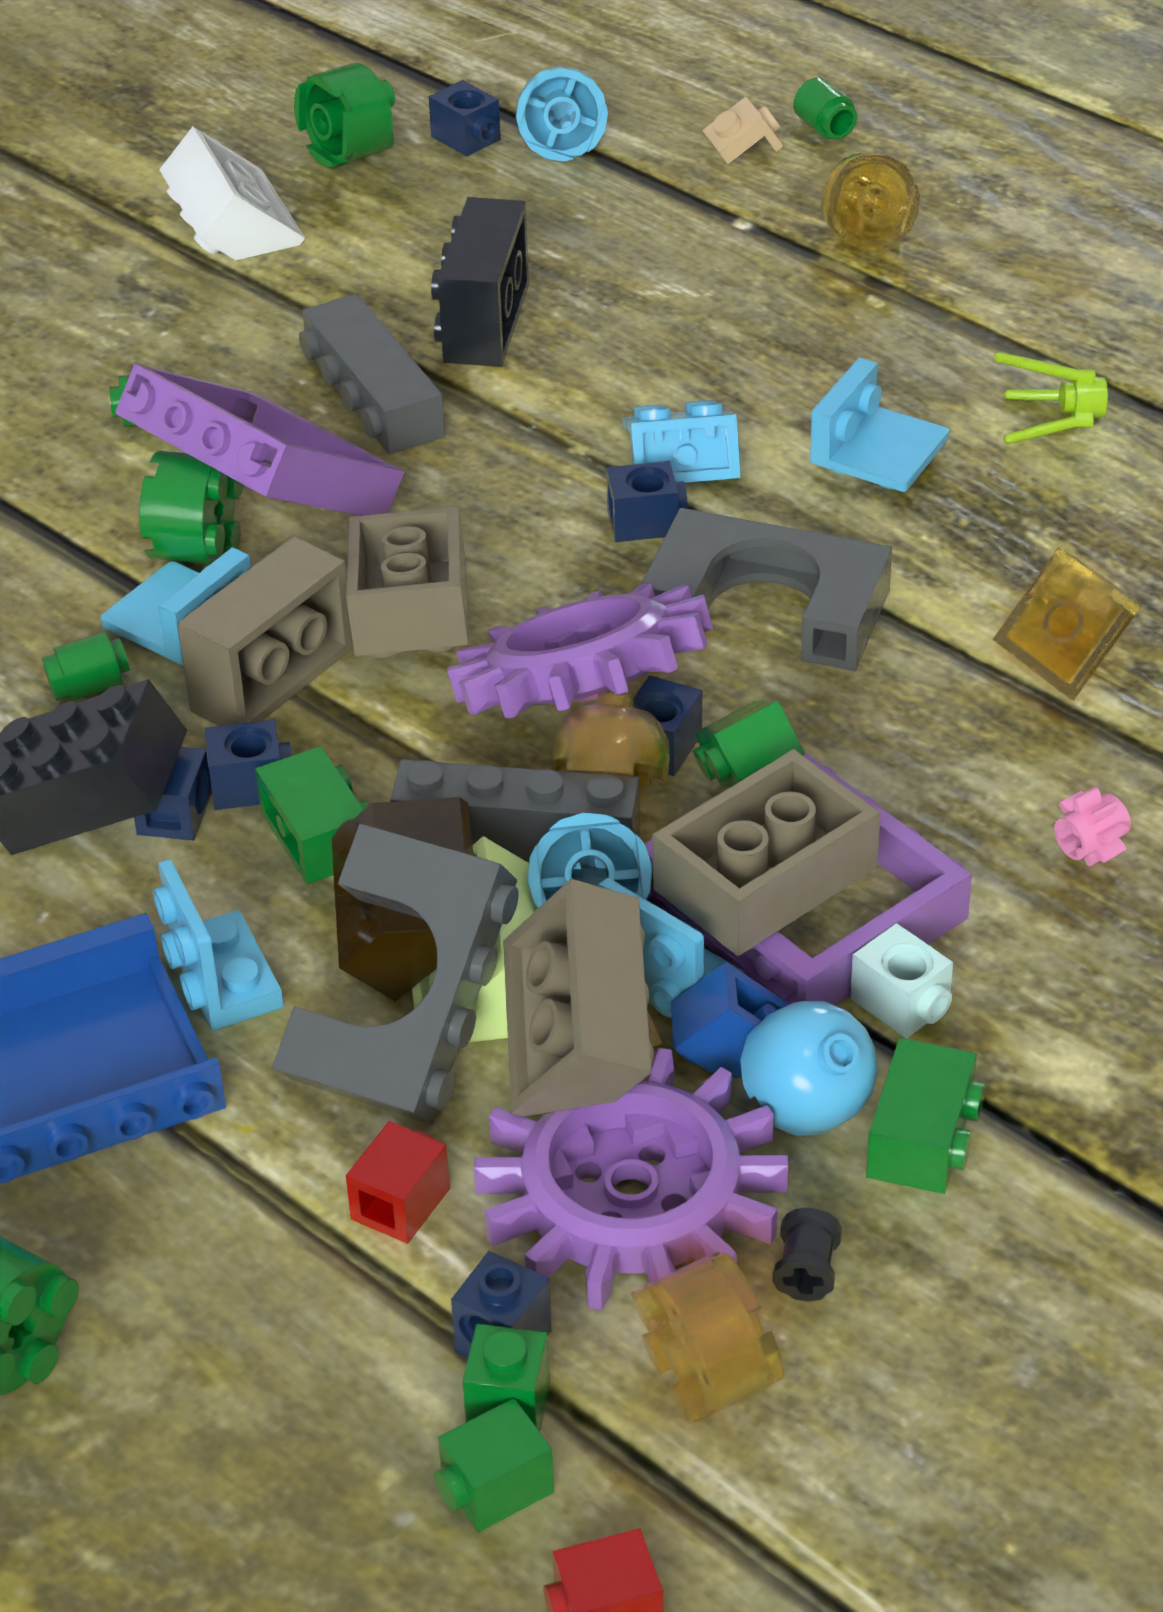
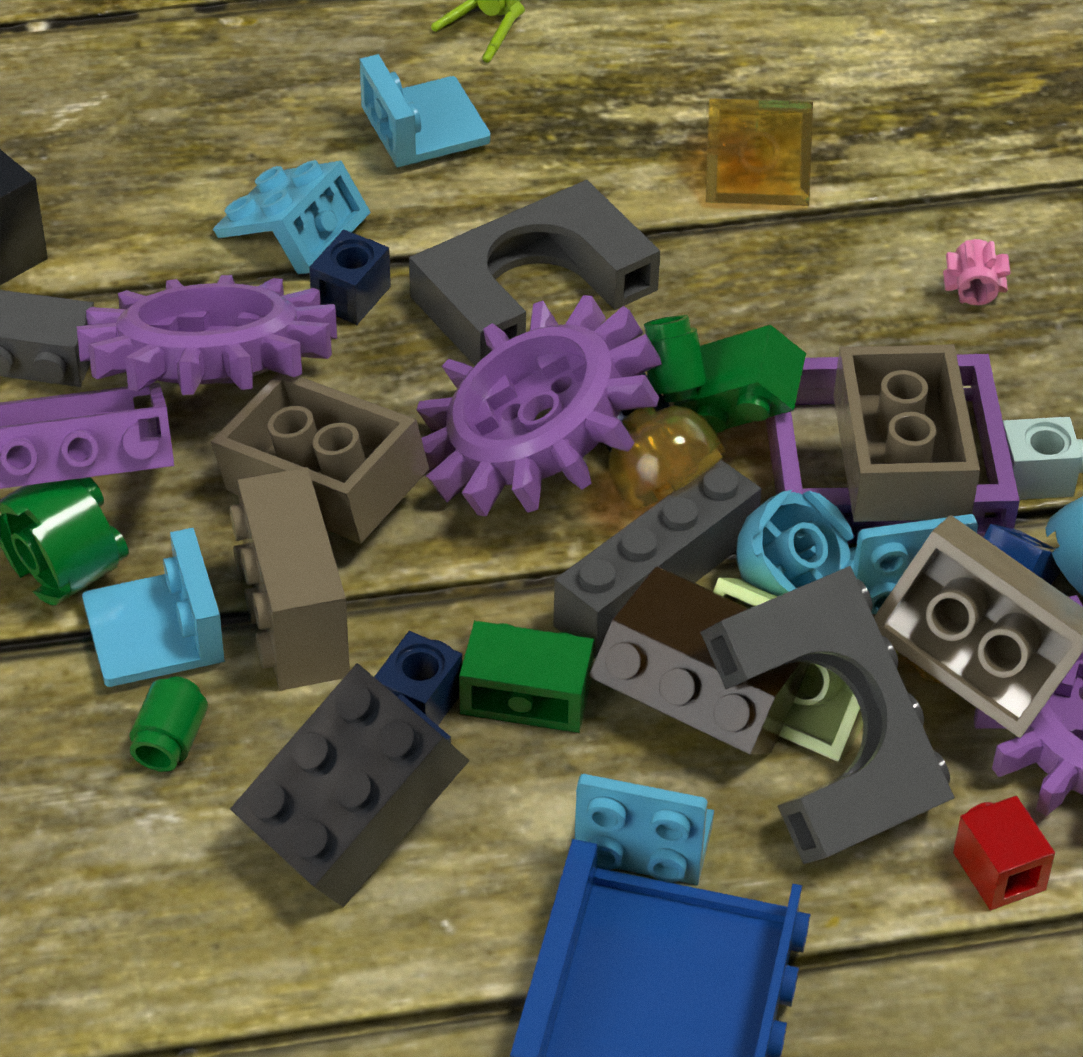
camera: 55 degrees left, 5 degrees up
(465, 457) = (207, 334): none -> medium lavender gear
(700, 682) = (680, 358): none -> green brick

